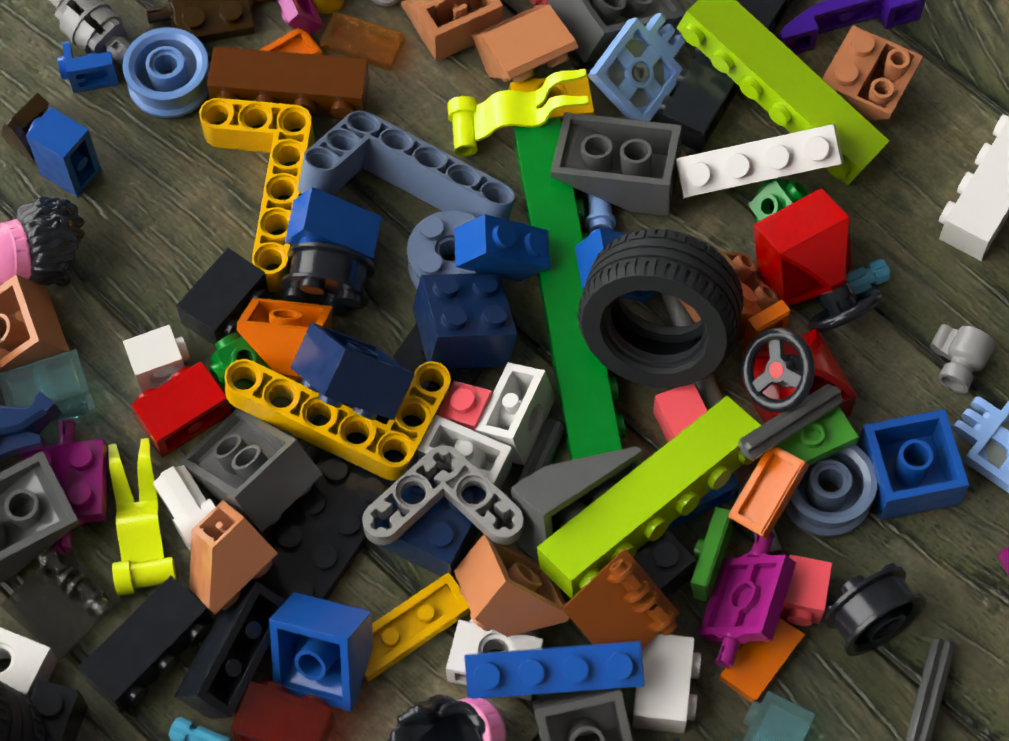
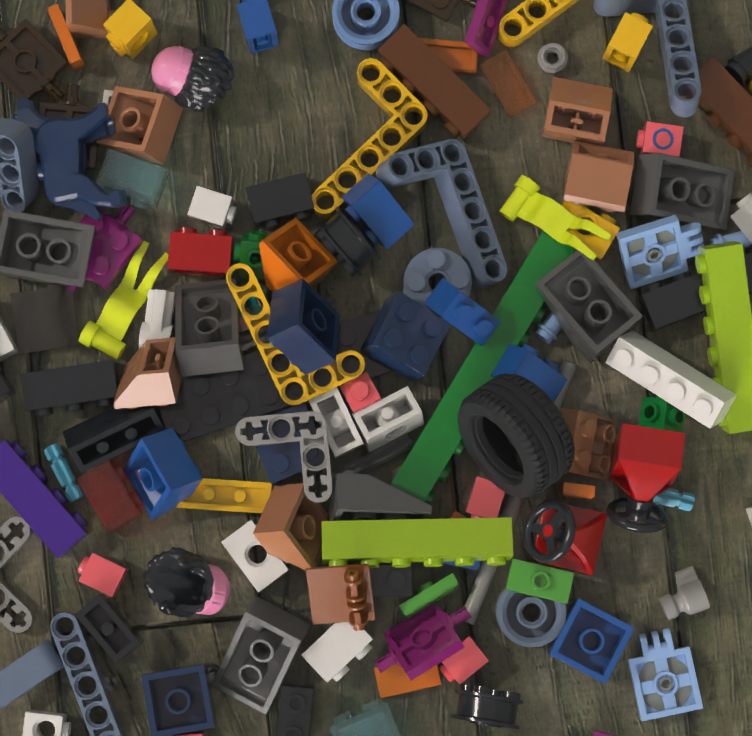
camera: 40 degrees right, 20 degrees up
(554, 669) = (276, 596): blue plate -> none
(768, 491) = (486, 592): orange tile -> none
(790, 422) = (529, 566): dark grey axle -> none

